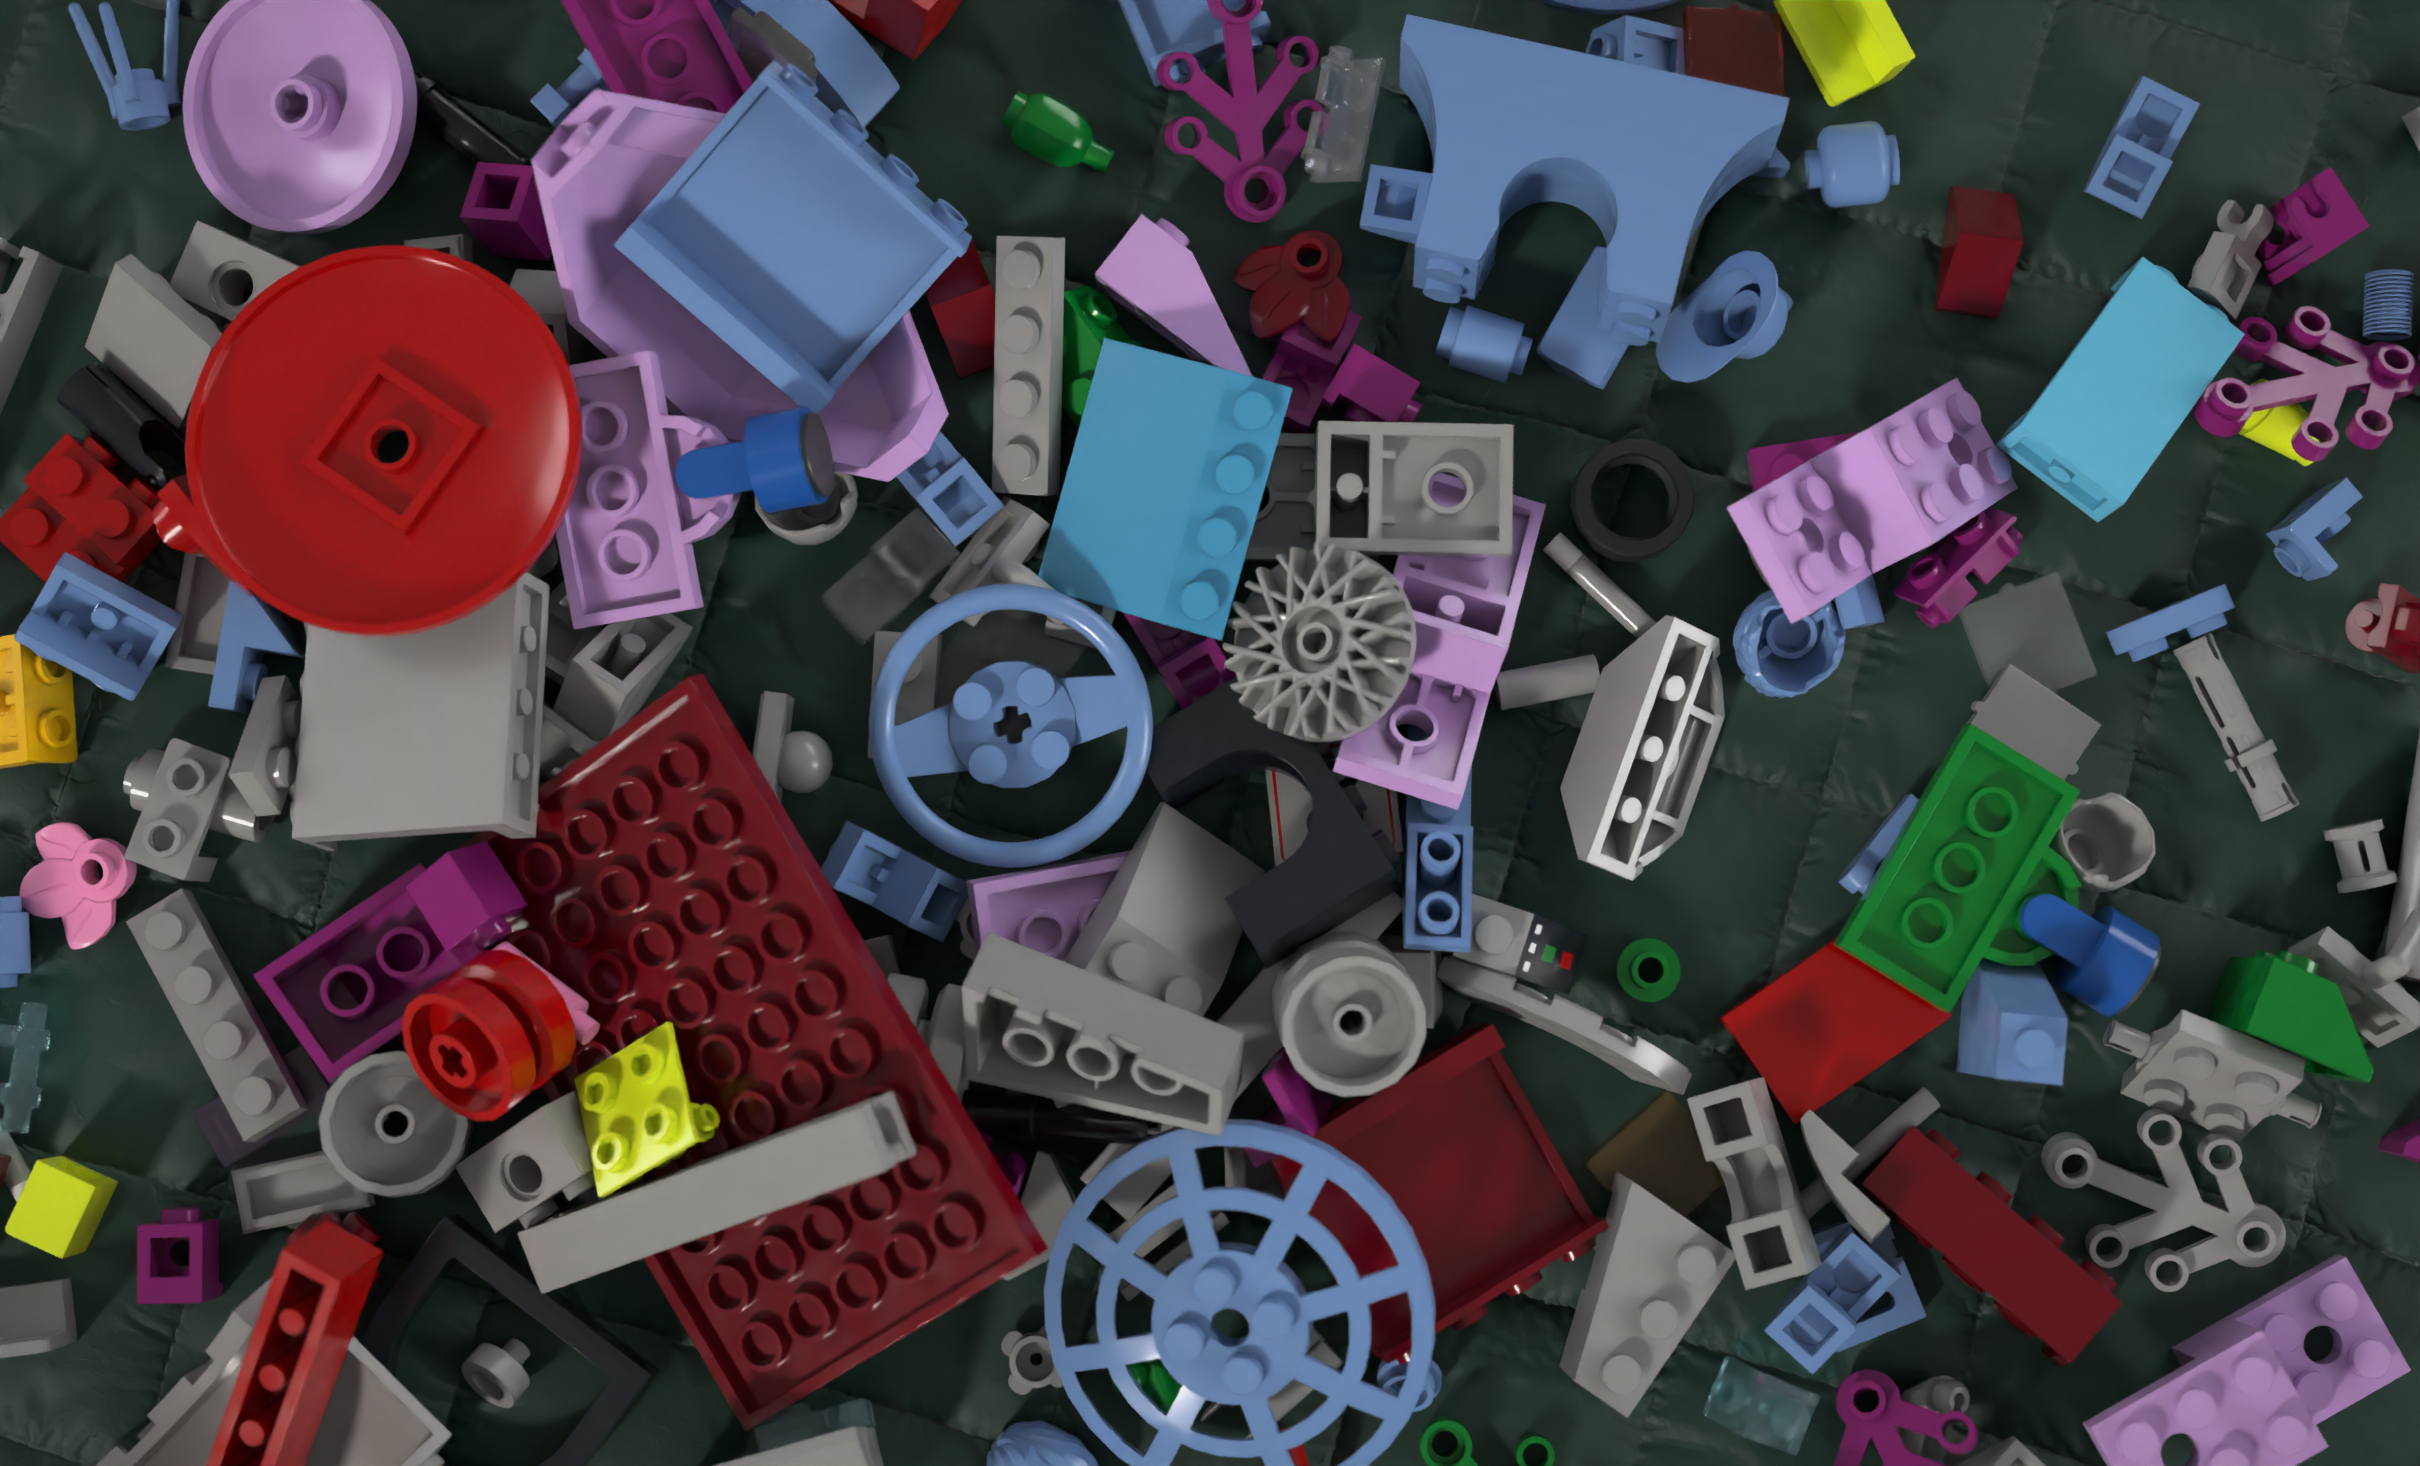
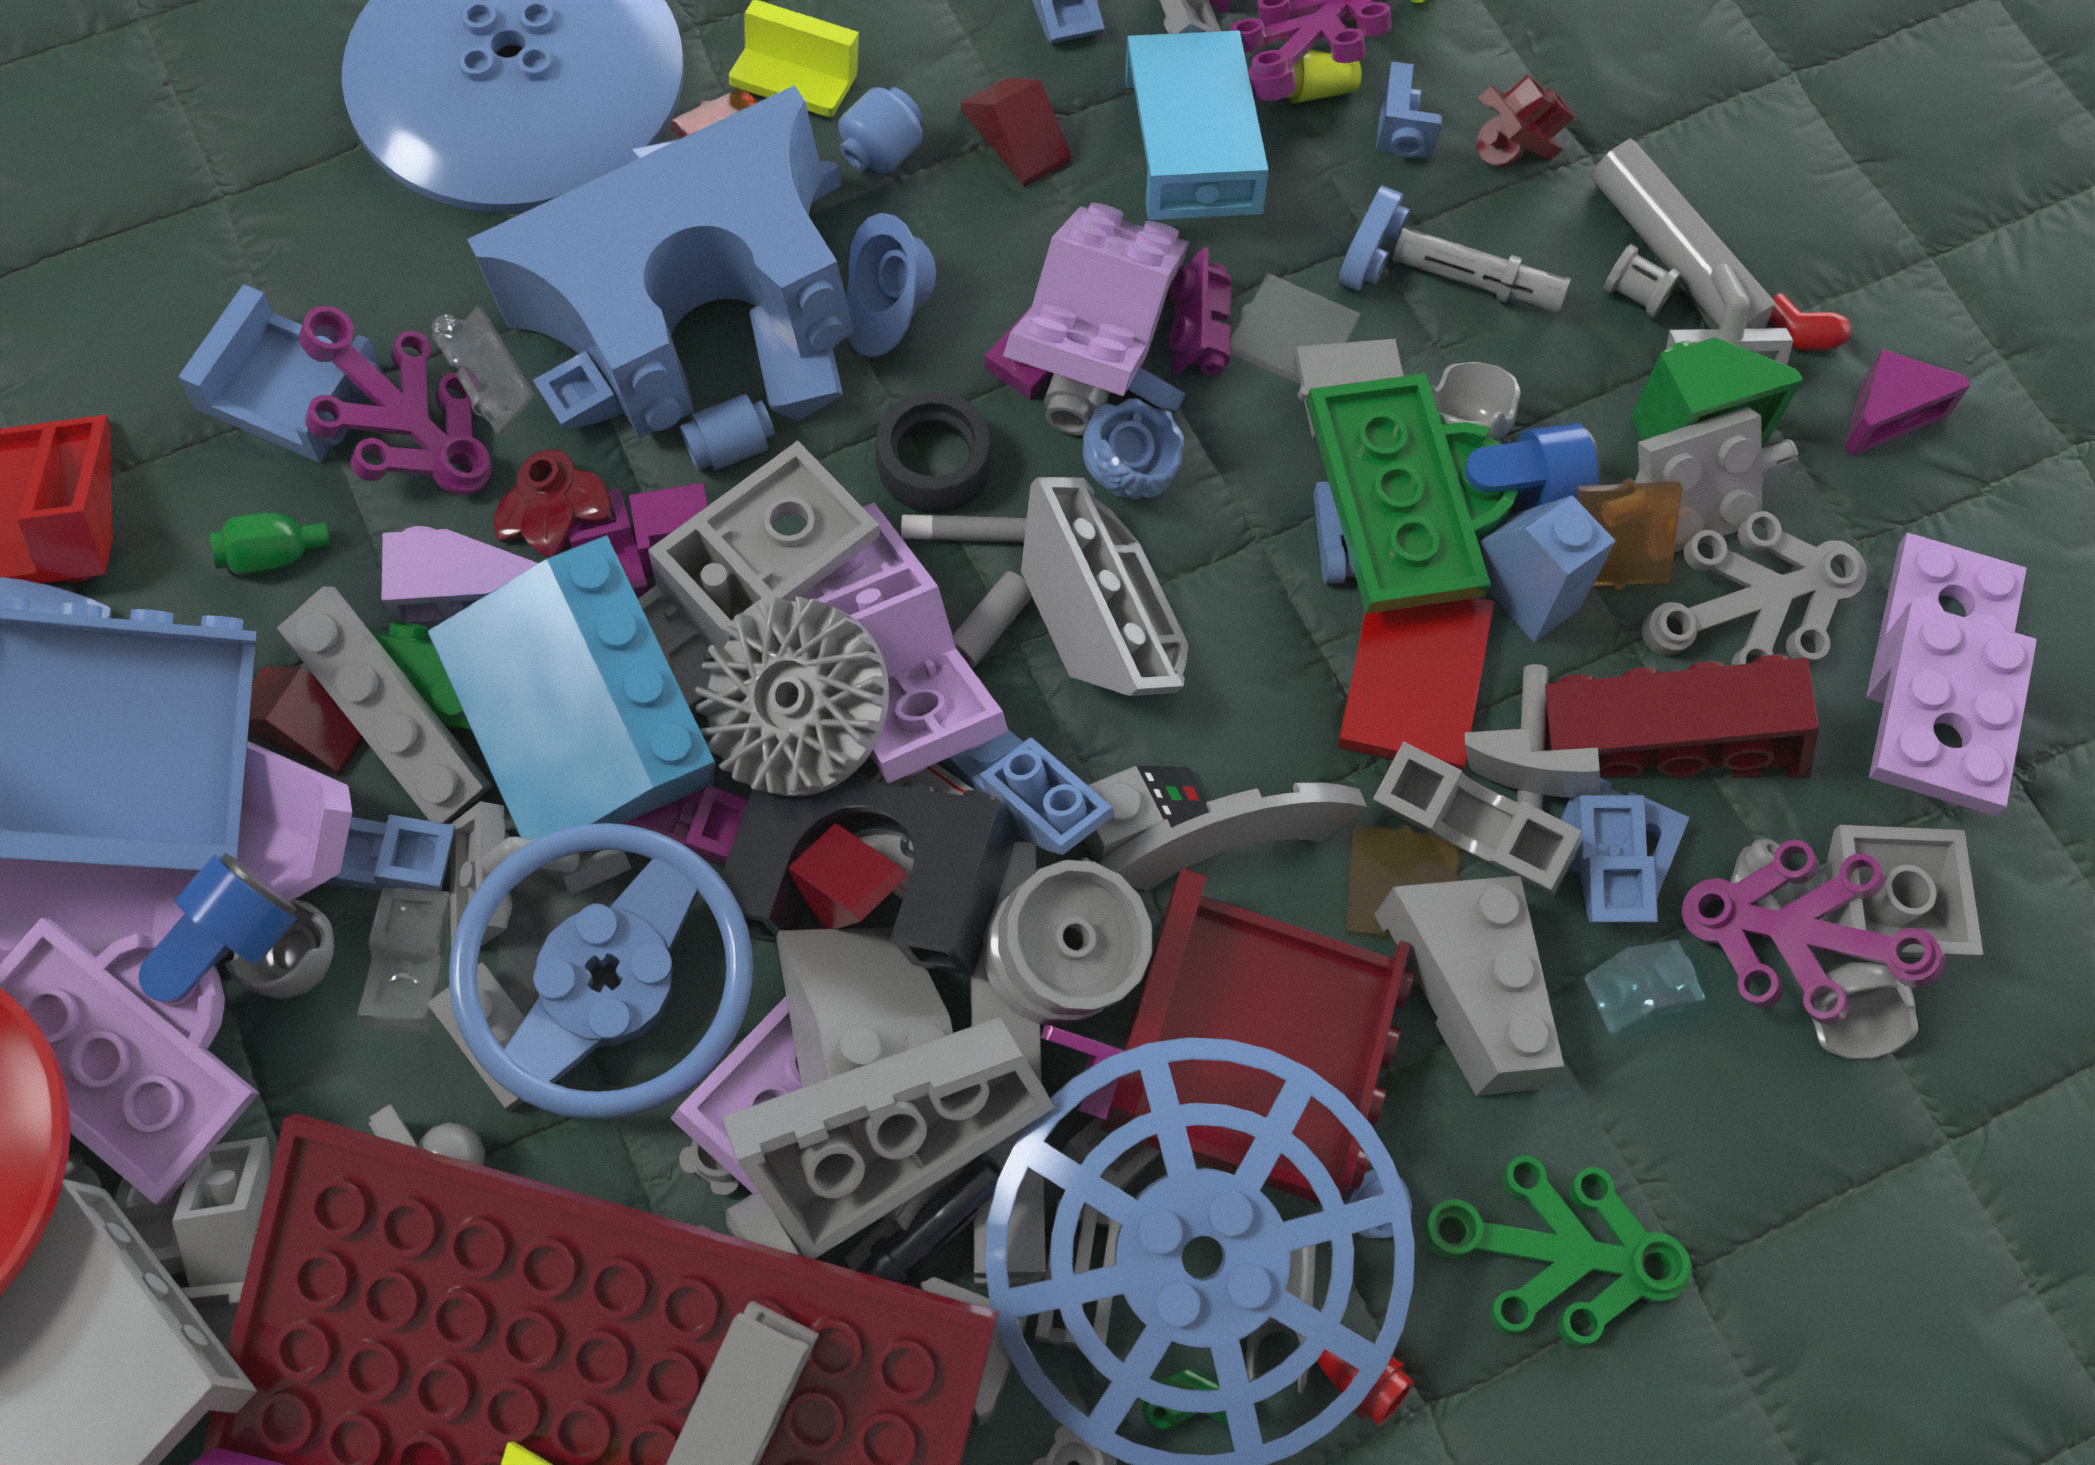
camera: 45 degrees left, 20 degrees down
(894, 881) = (634, 1169): medium blue brick -> none
(1241, 815) = (843, 878): none -> dark red slope
(1628, 975) = (1253, 768): green plate -> none
(2112, 1063) = (1643, 525): none -> clear orange piece

